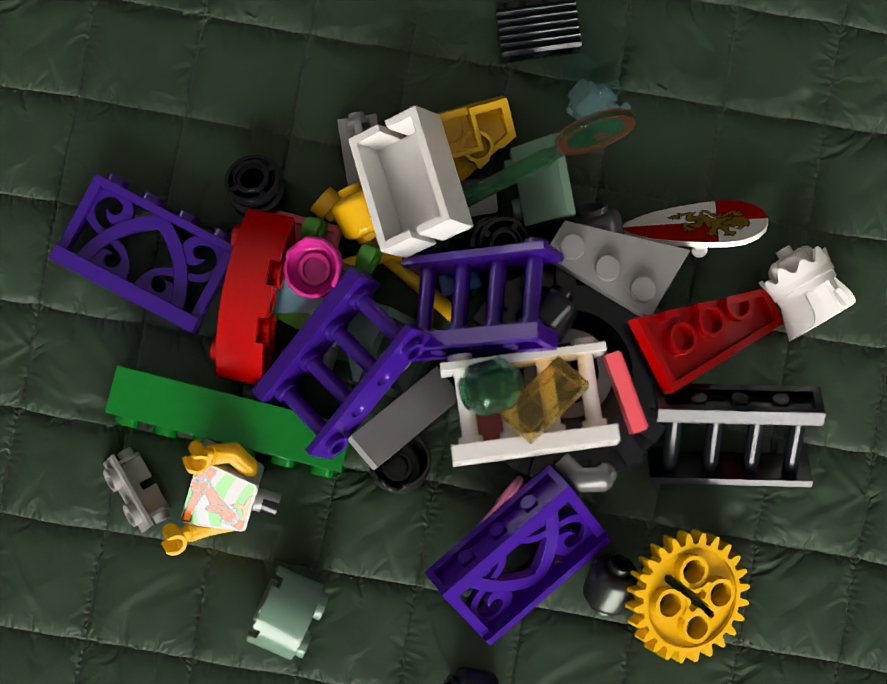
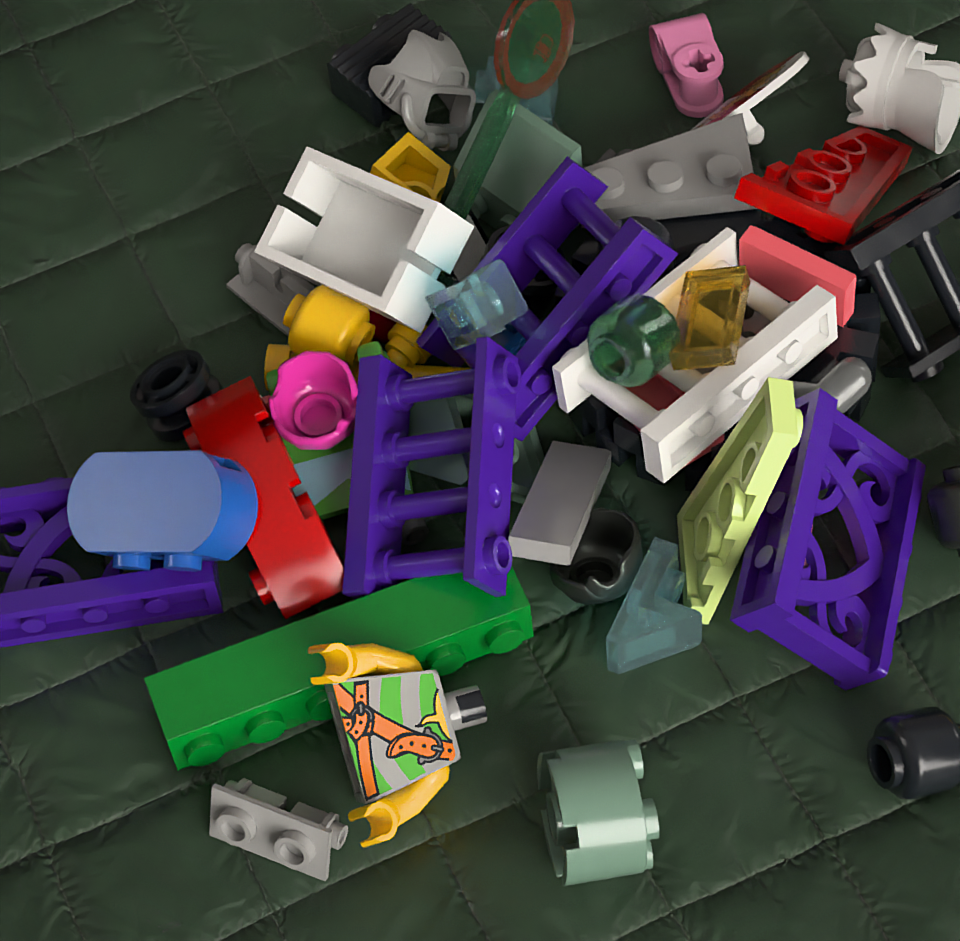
camera: 30 degrees left, 30 degrees down
(184, 280) = (162, 508): none -> brick
(396, 519) = (650, 618): none -> clear light blue slope
(435, 284) = (477, 304): none -> clear light blue slope
(479, 506) = (733, 493): none -> yellowish green wing
(537, 72) = (417, 73): none -> light grey helmet
(710, 158) = (689, 63): none -> bright pink piece

